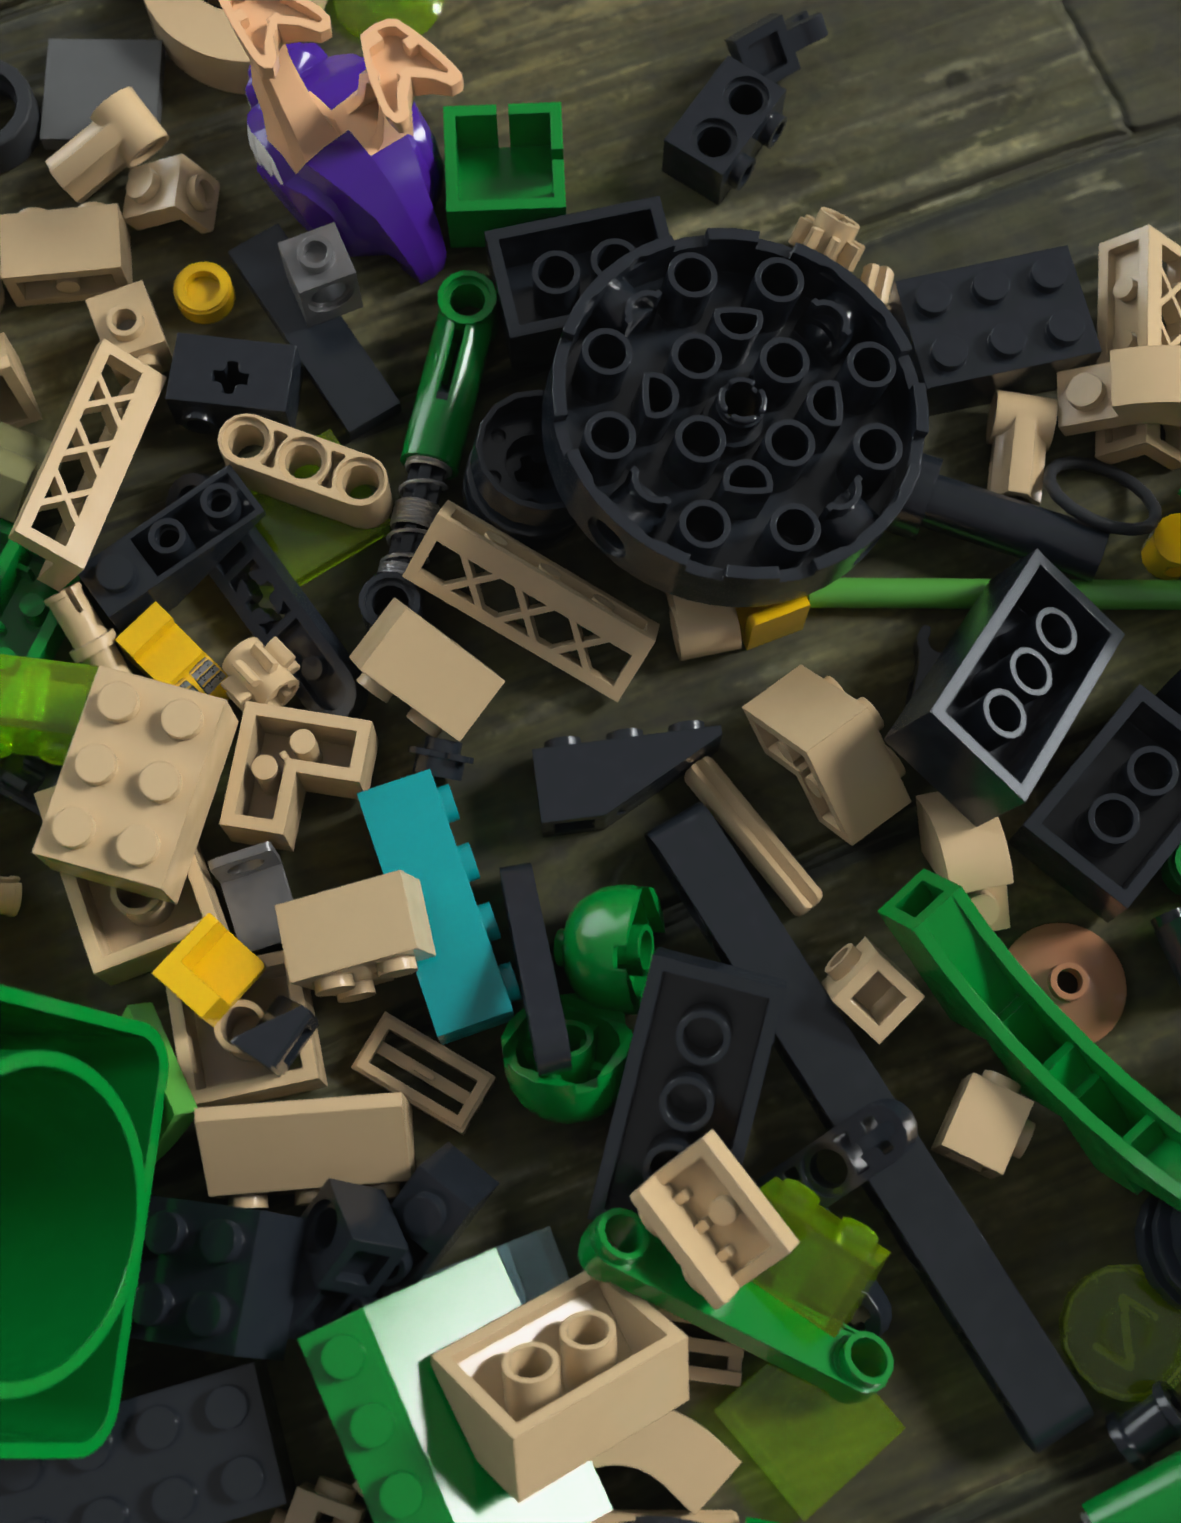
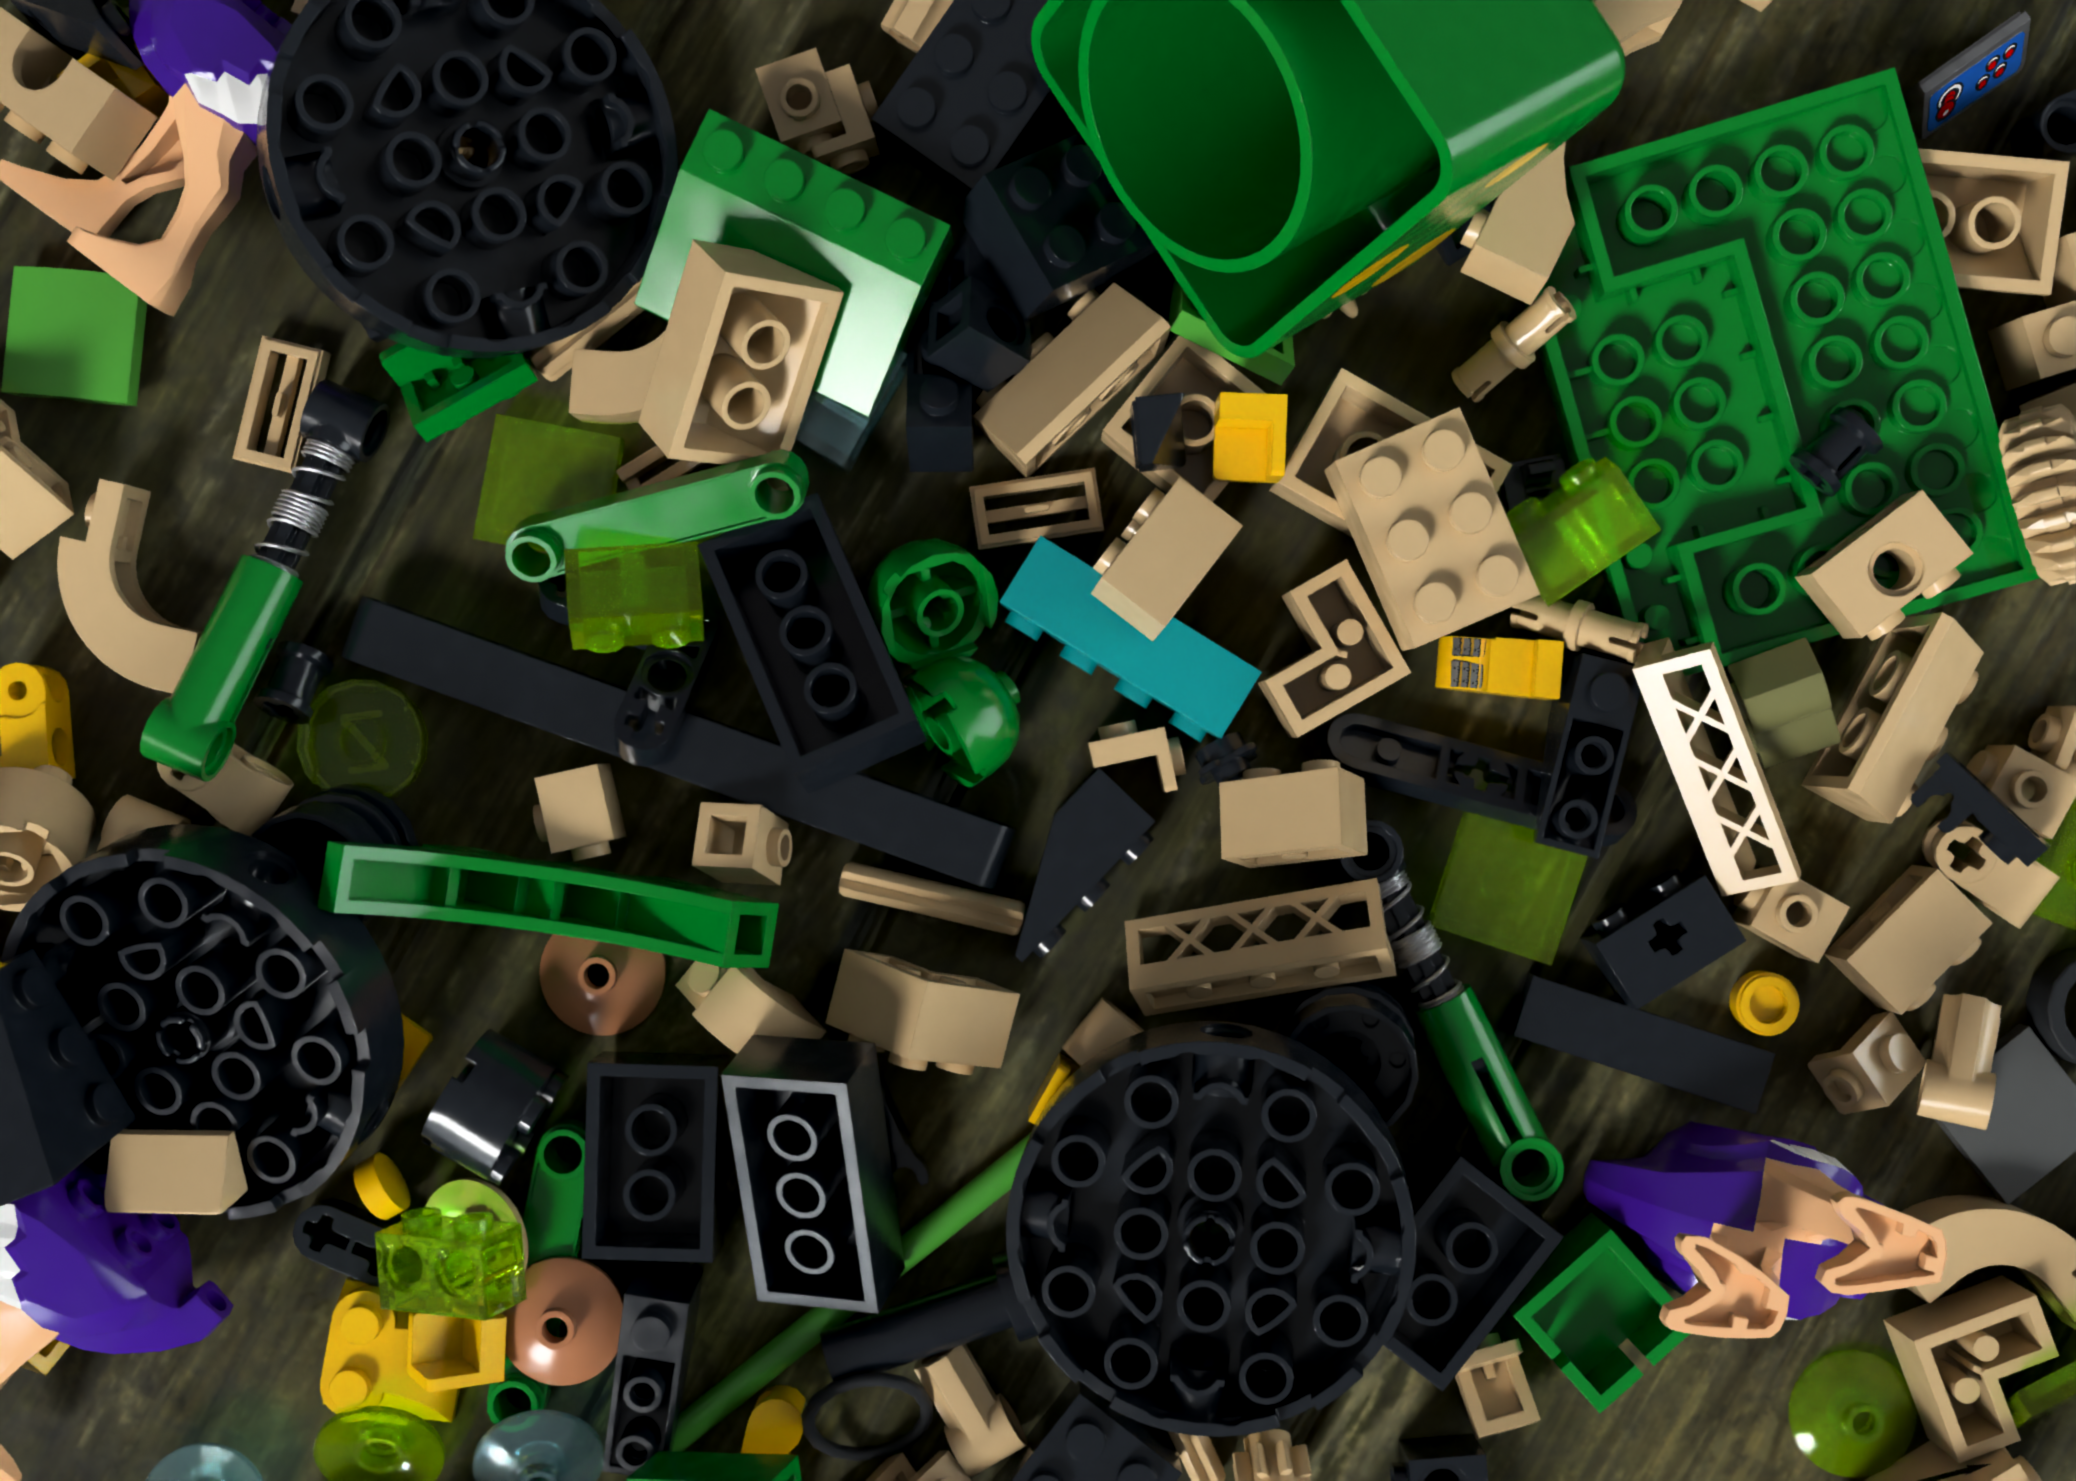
camera: 135 degrees right, 15 degrees up
(252, 892) = (1275, 534): flat silver bracket -> none
(260, 673) = (1423, 708): tan gear -> none
(288, 450) = (1564, 912): tan beam -> none
(321, 274) = (1671, 1089): flat silver brick -> none
(505, 829) = (1124, 743): none -> tan bracket
(535, 970) = (1008, 646): black beam -> none
(620, 175) = (1496, 1388): none -> tan bracket
(713, 1219) = (716, 558): tan bracket -> none

